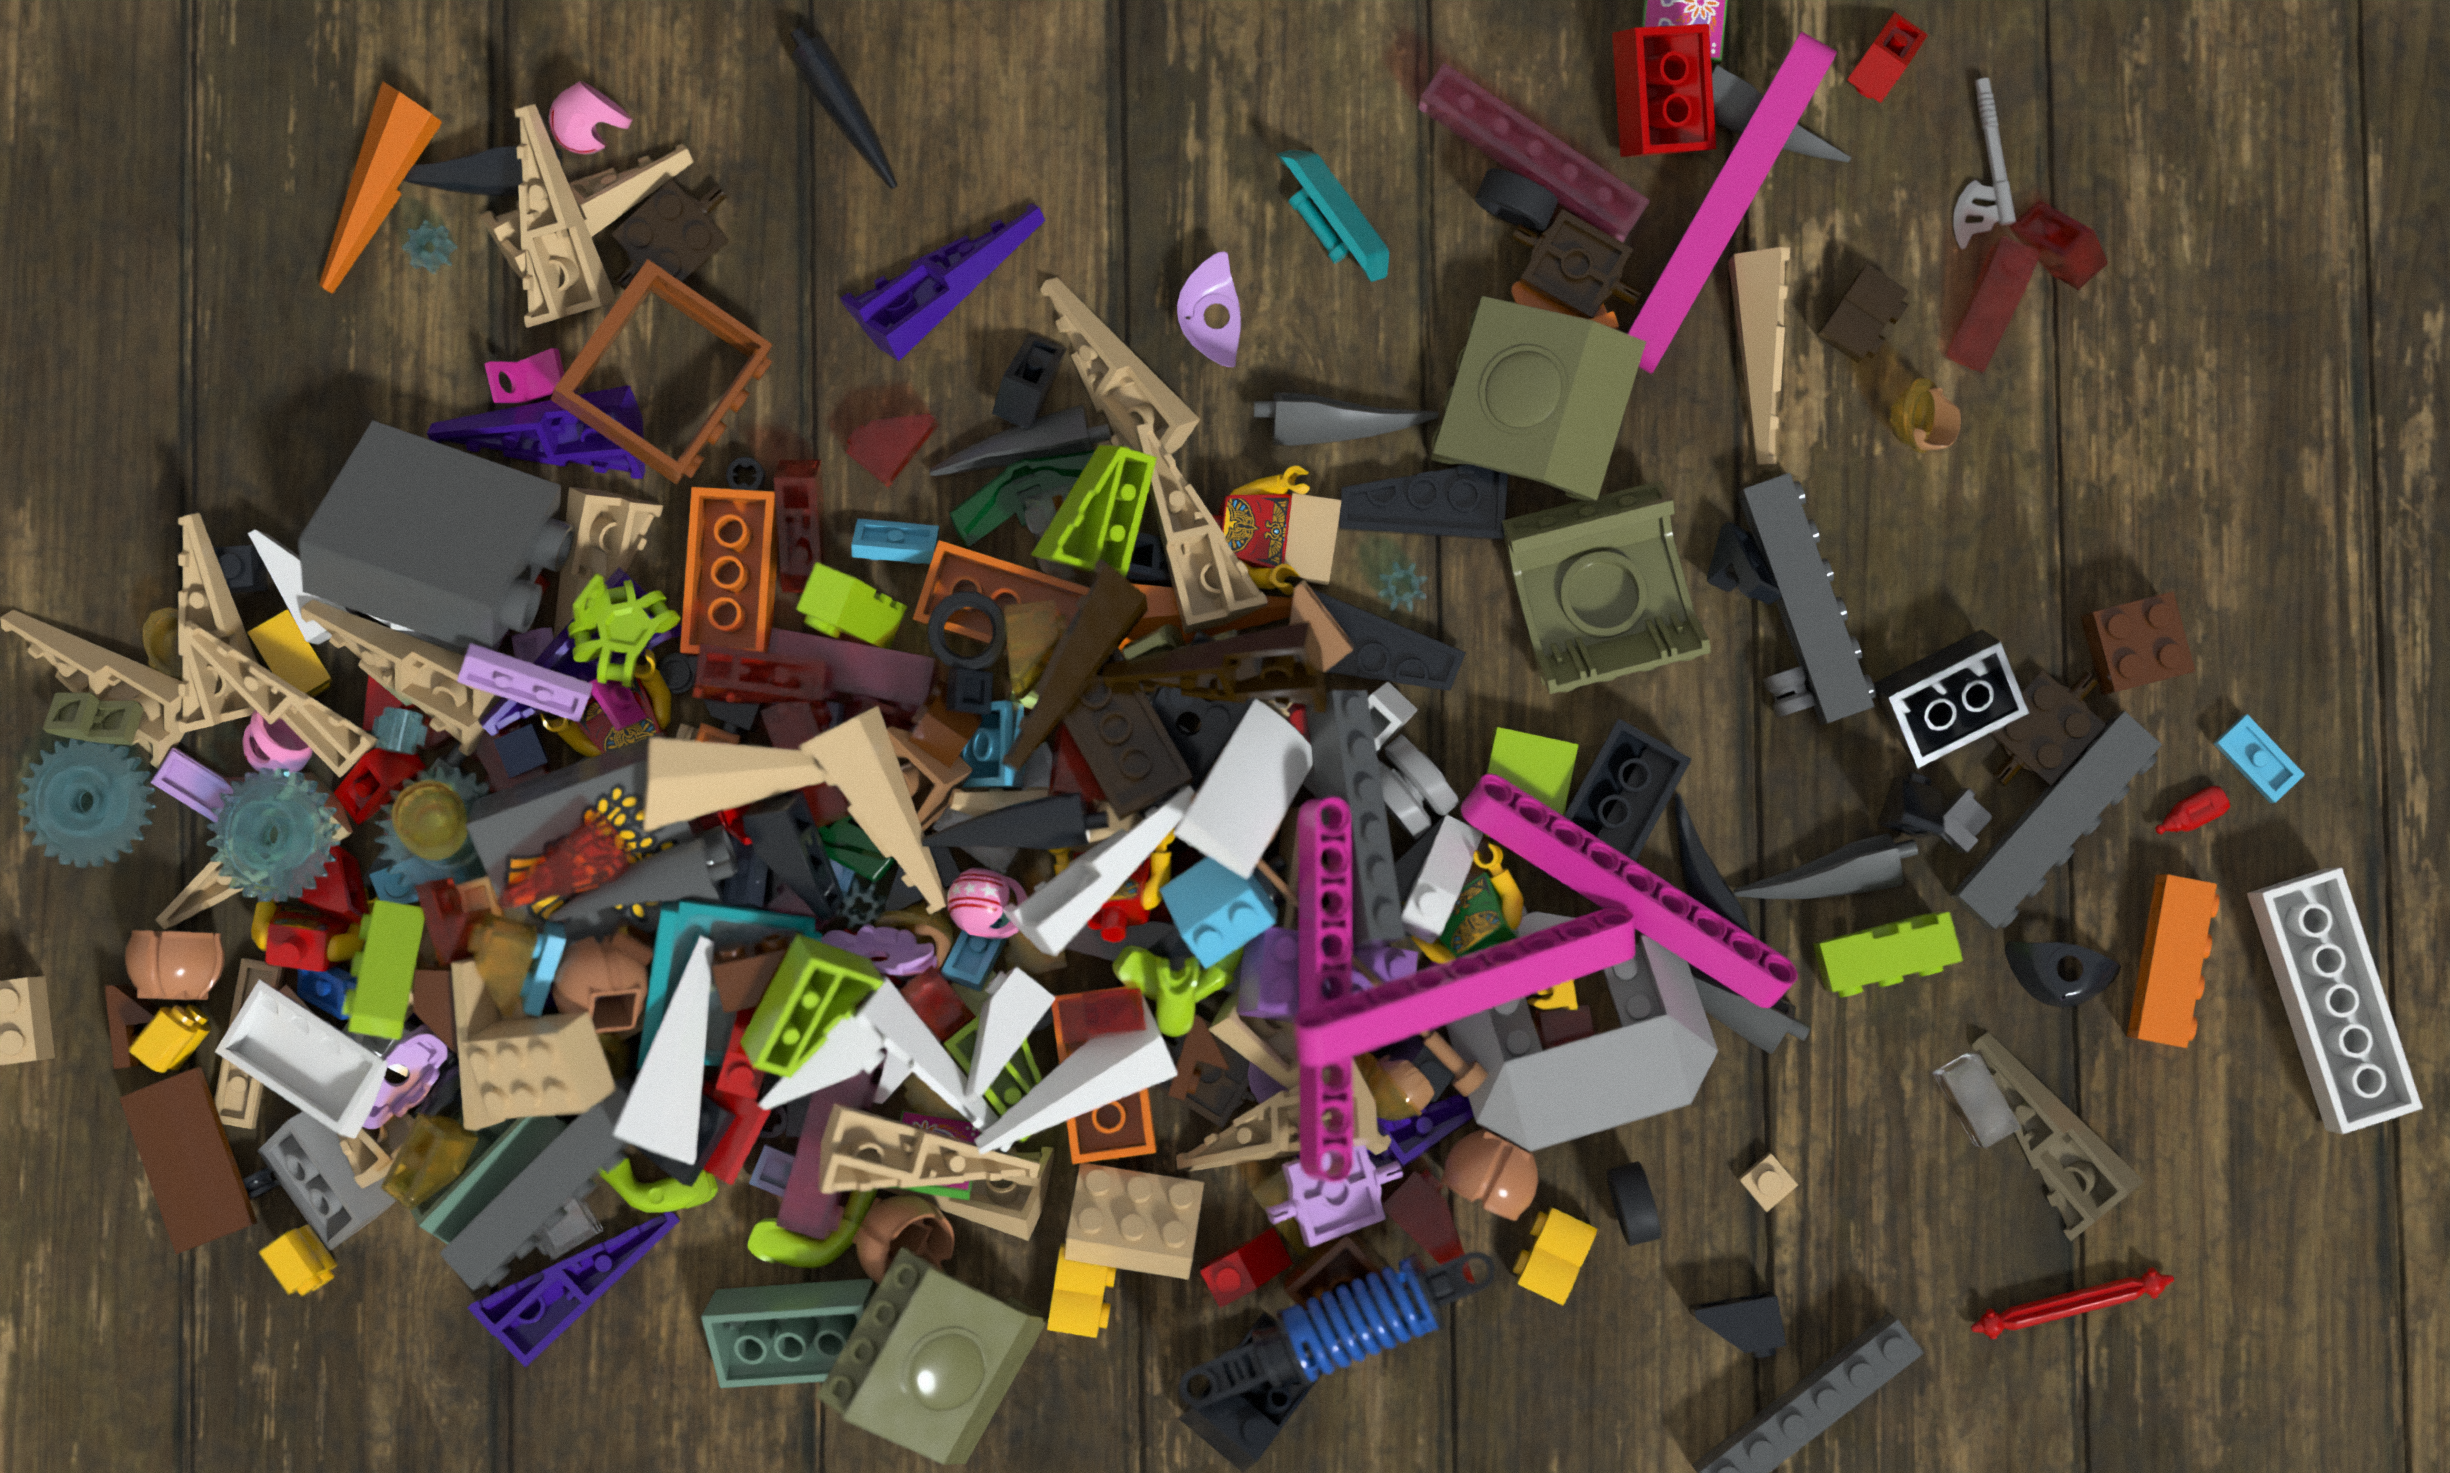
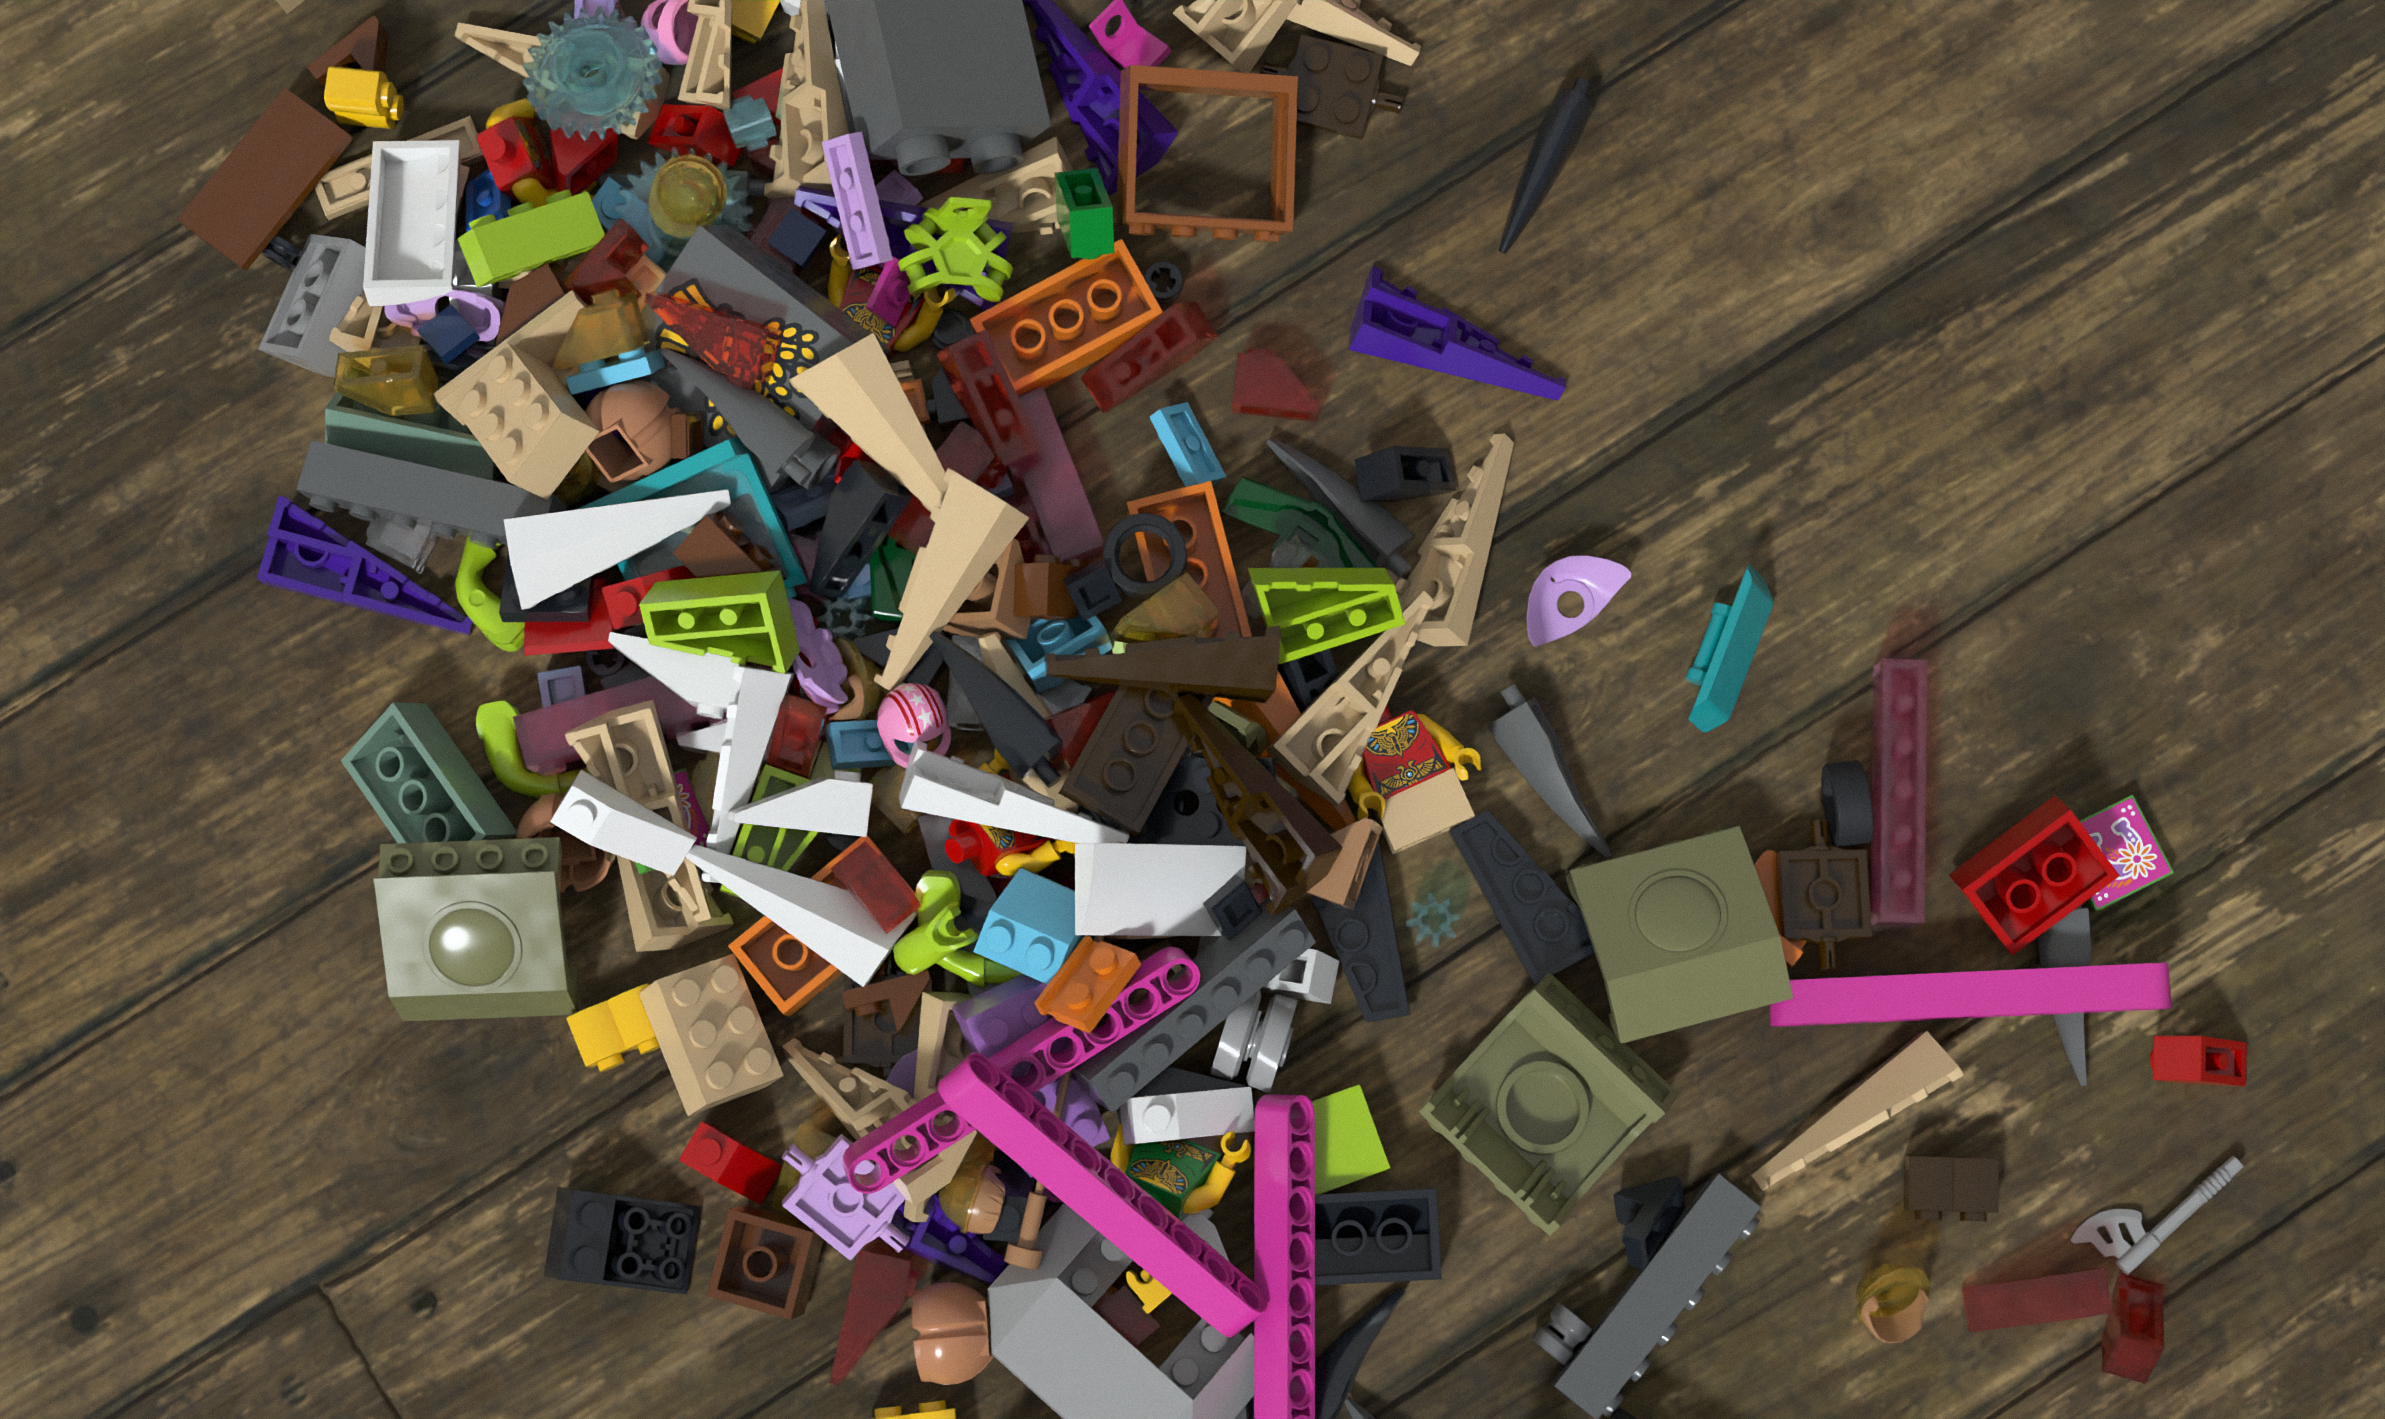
camera: 55 degrees right, 5 degrees down
(174, 963) = (428, 60): nougat piece -> none
(299, 1261) = (233, 327): yellow brick -> none
(420, 1087) = (448, 334): none -> dark blue tile
(651, 503) = (1084, 213): none -> green brick
(846, 605) = (1100, 432): lime wedge -> none
(922, 1191) = (621, 825): none -> white slope
(1292, 893) = (1087, 984): none -> orange plate
(1298, 739) = (1232, 907): none -> black tile
(1342, 1329) = (724, 1278): piece -> none

